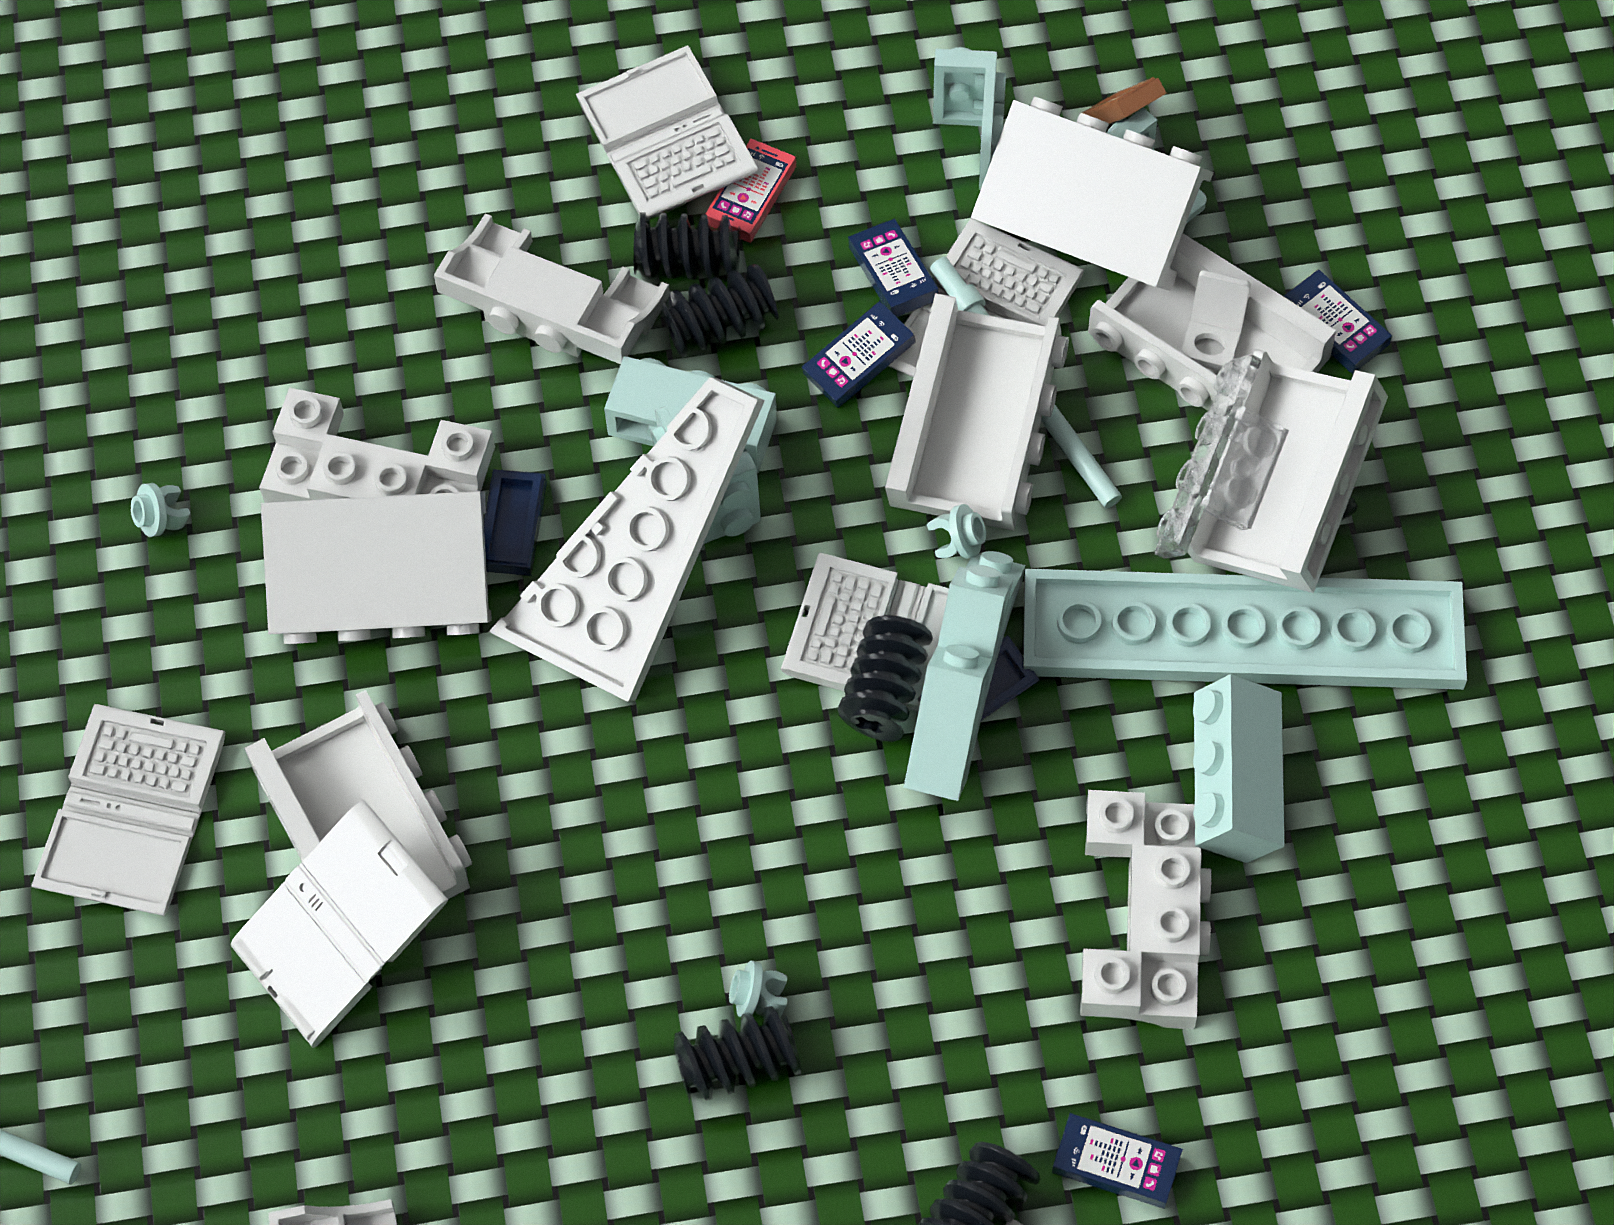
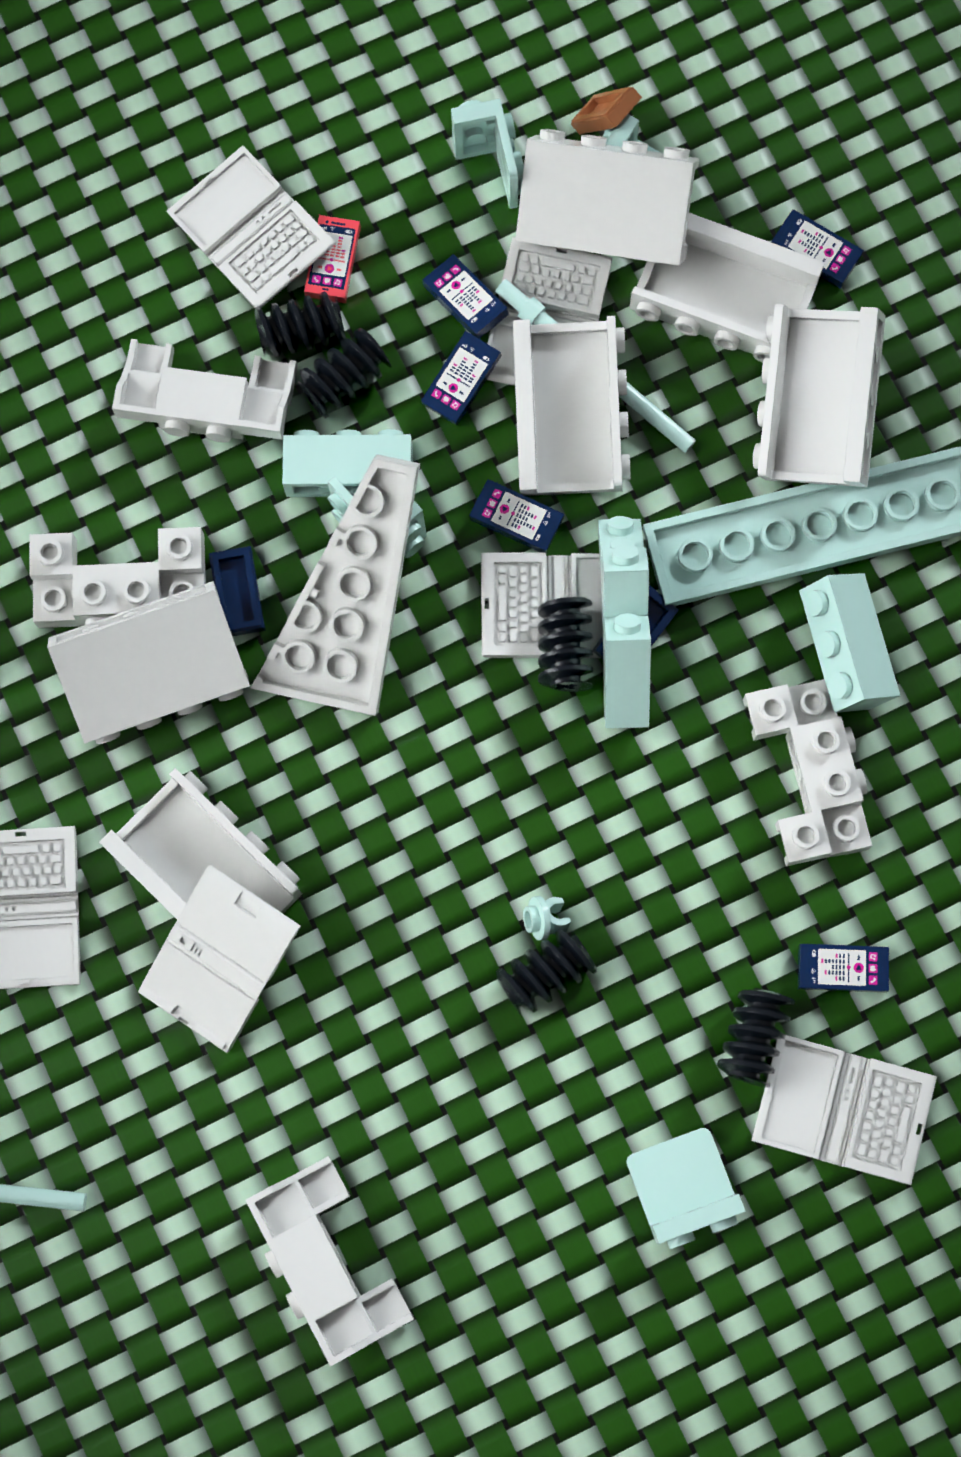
camera: 15 degrees left, 15 degrees up
(875, 525) = (516, 516): none -> tile
(965, 529) = (589, 506): light aqua plate -> none
(1217, 315) = (729, 270): white bracket -> none
(1228, 464) = (777, 402): clear bracket -> none

